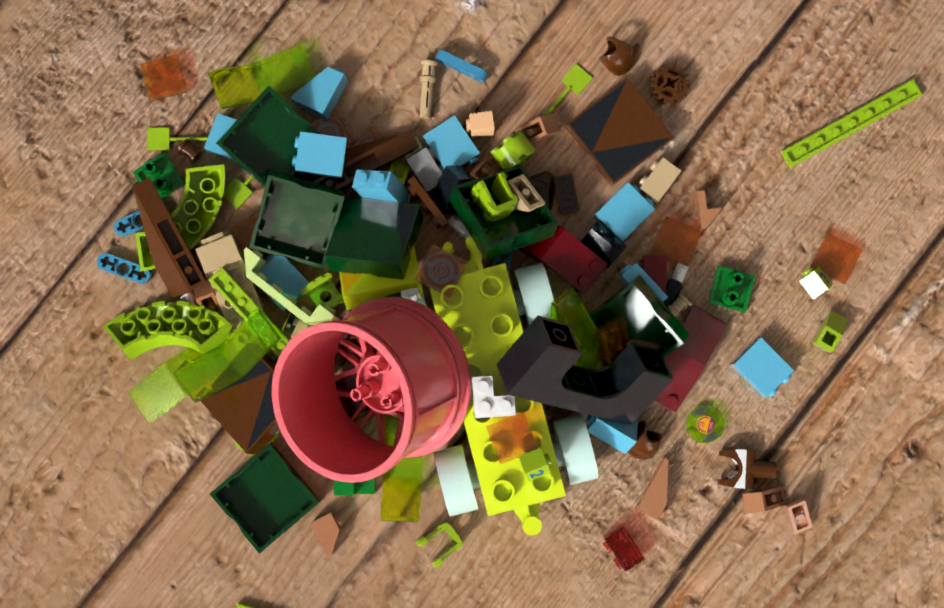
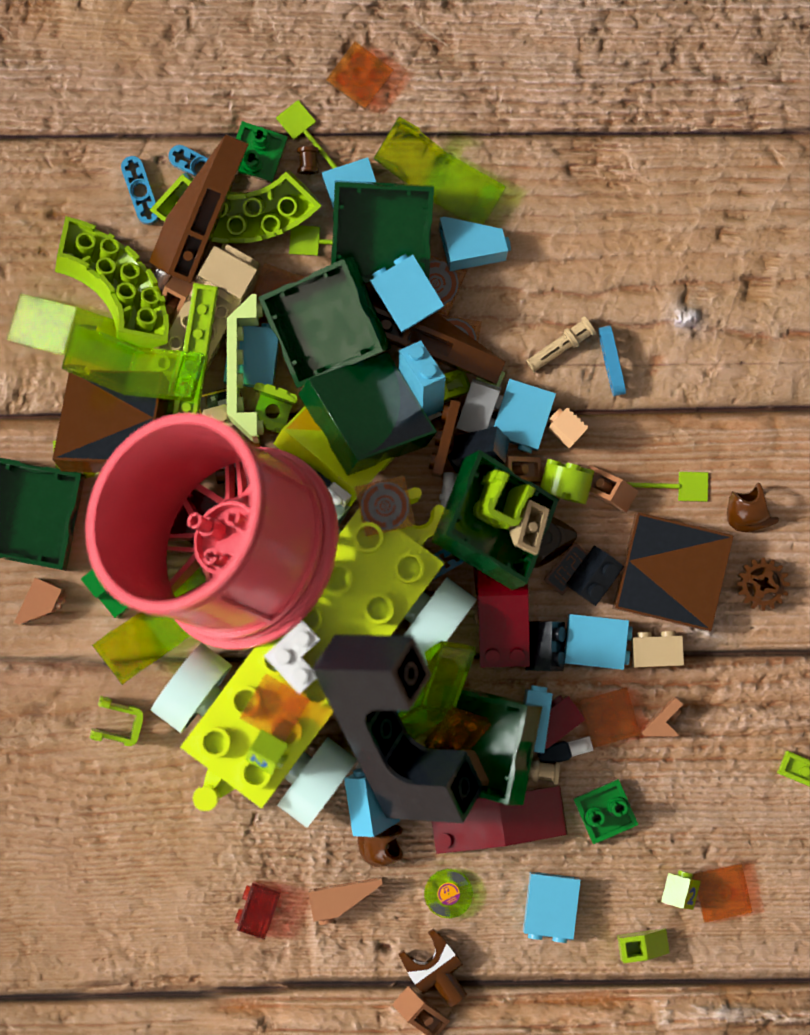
camera: 50 degrees right, 0 degrees up
(584, 180) = (595, 575): none -> black brick

